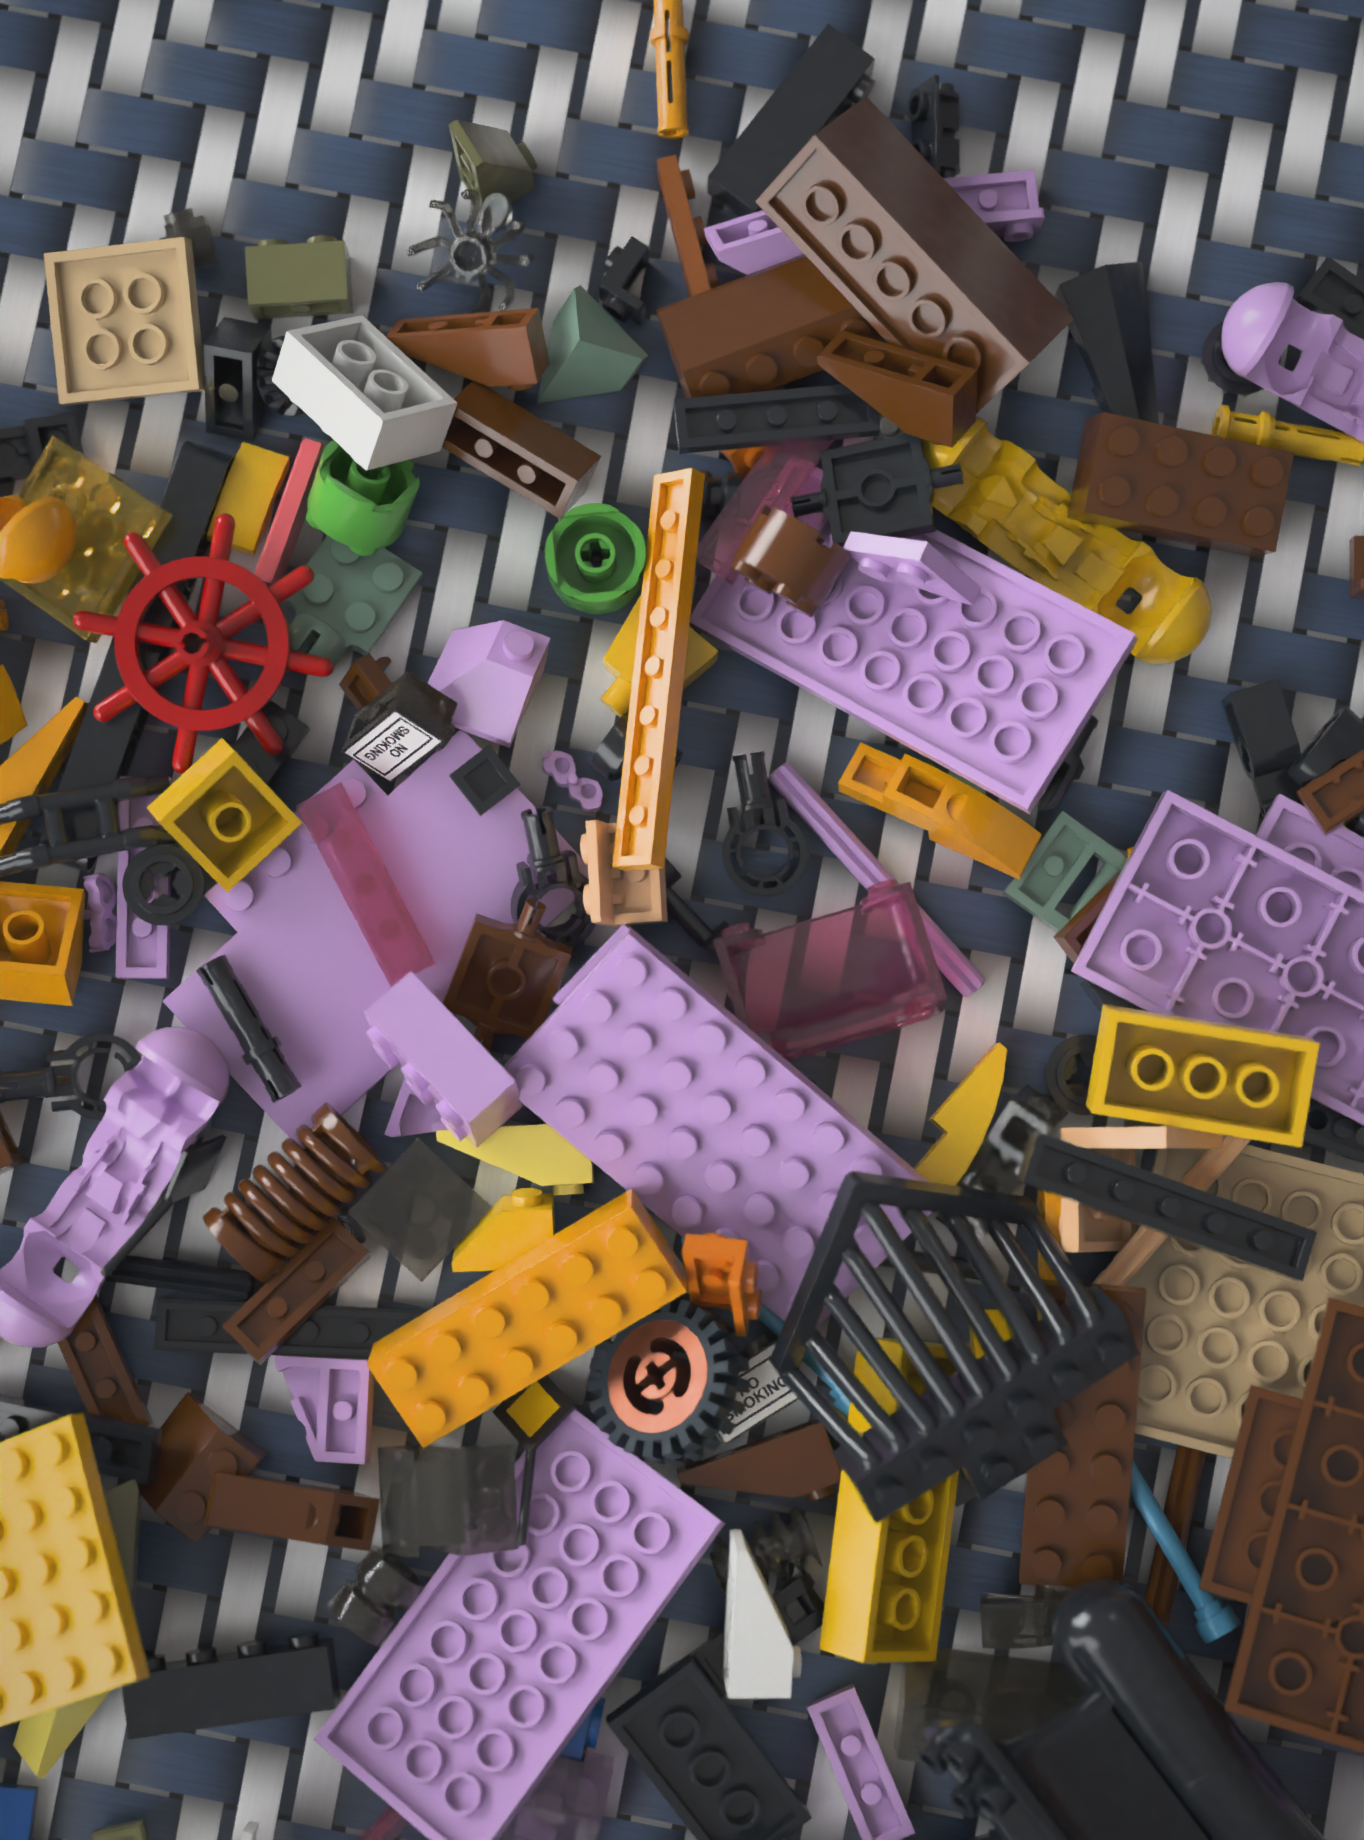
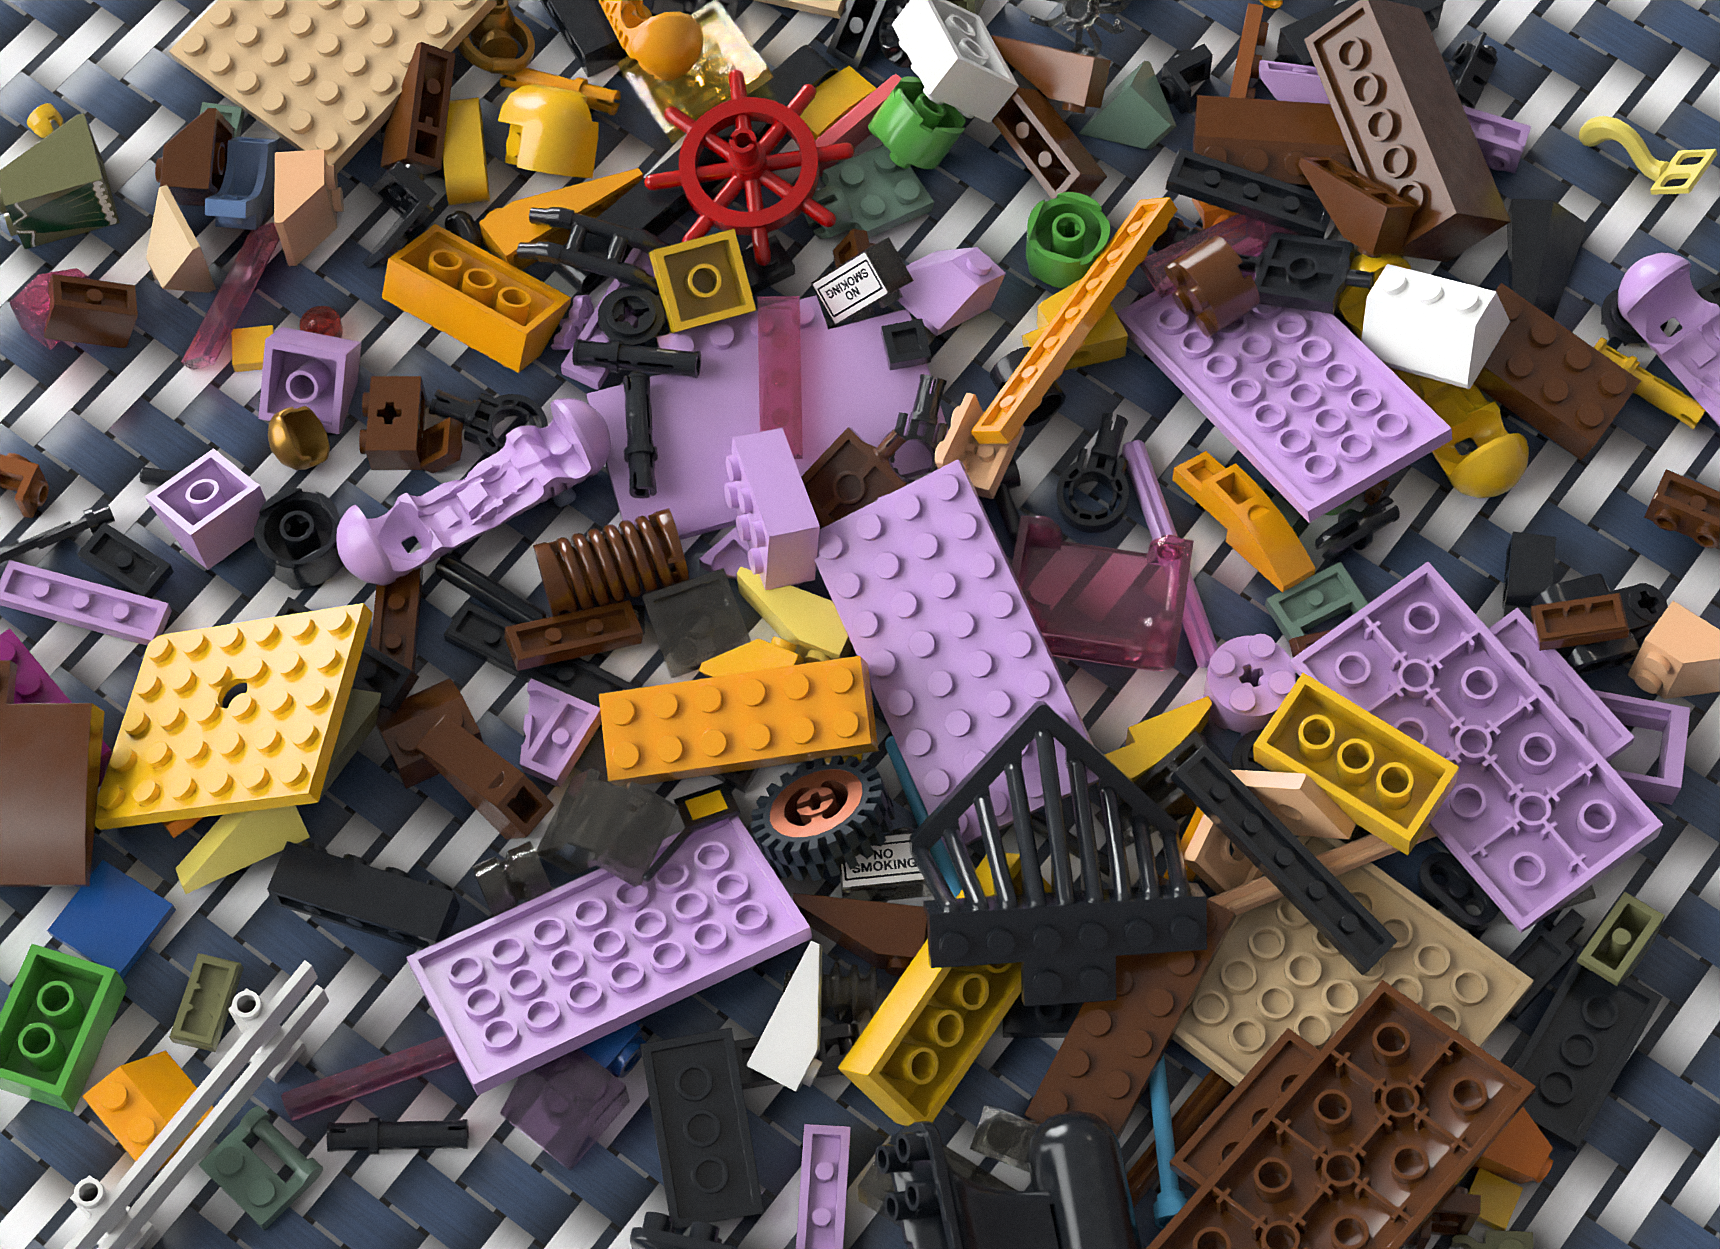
camera: 30 degrees right, 20 degrees down
(34, 1132) = (441, 445): none -> reddish brown plate
(178, 942) = (636, 358): none -> black pin
(188, 1178) = (538, 520): black piece -> none
(581, 790) = (968, 376): lavender piece -> none
(723, 1276) = (904, 752): orange bracket -> none
(911, 563) = (1303, 320): lavender wing -> none
(1052, 505) = (1432, 325): none -> white slope
(1062, 1001) = (1235, 671): none -> lavender brick
(1196, 158) = (1607, 128): none -> light yellow piece

